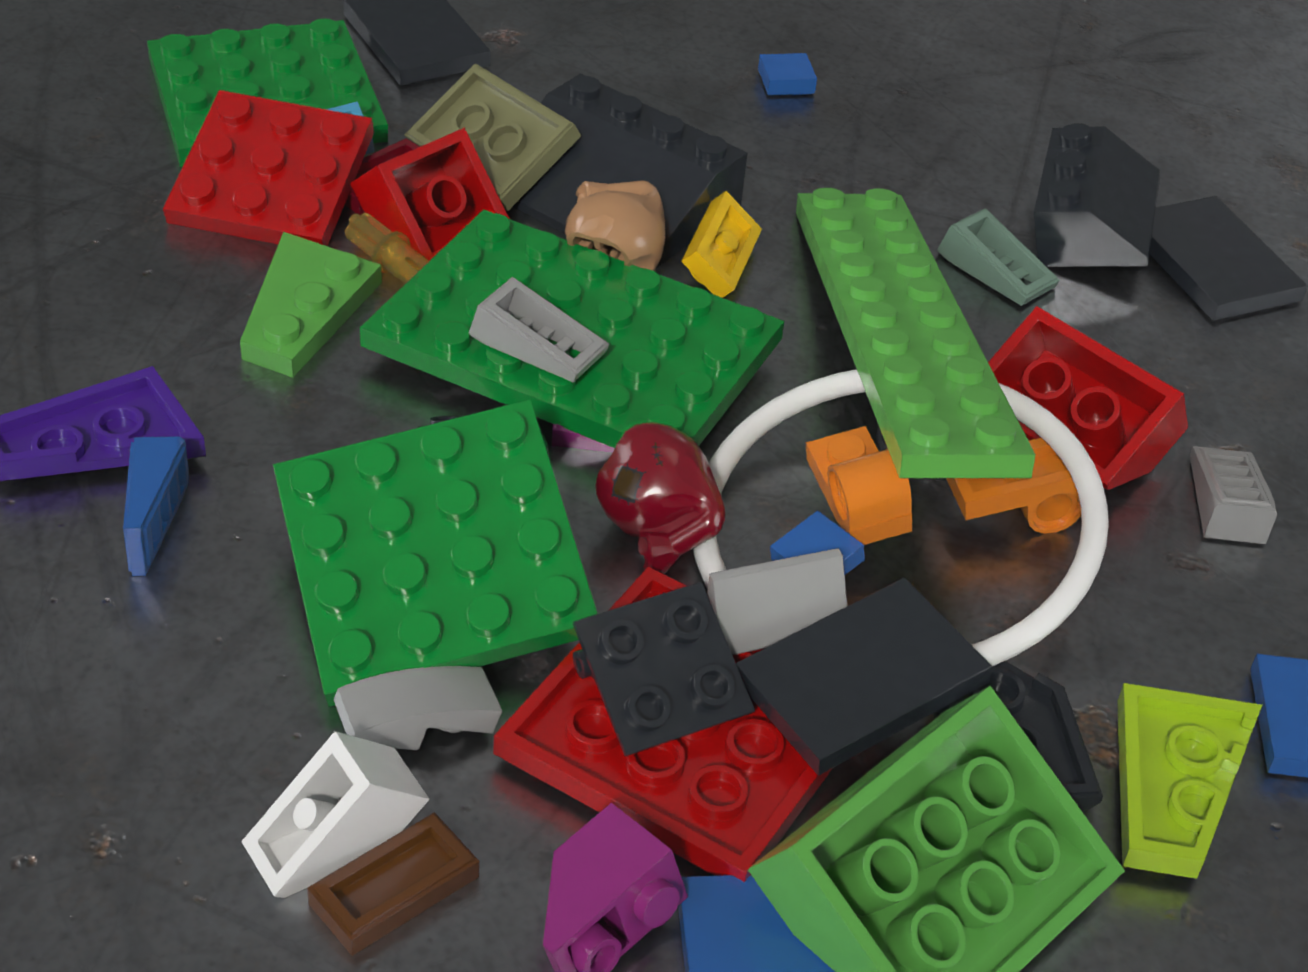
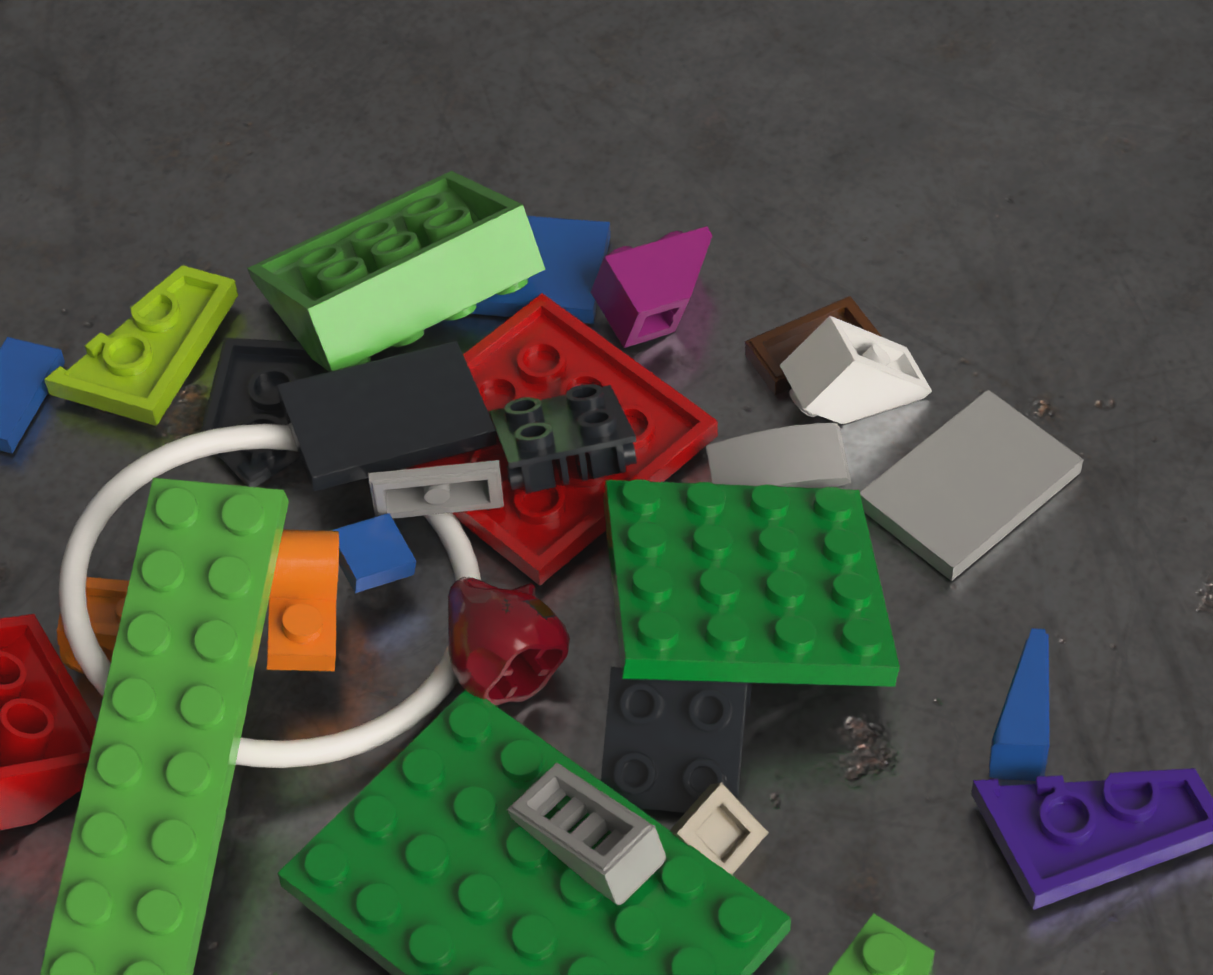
camera: 160 degrees left, 10 degrees up
(194, 733) = (970, 484): none -> light grey tile
(431, 393) = (720, 828): none -> plate

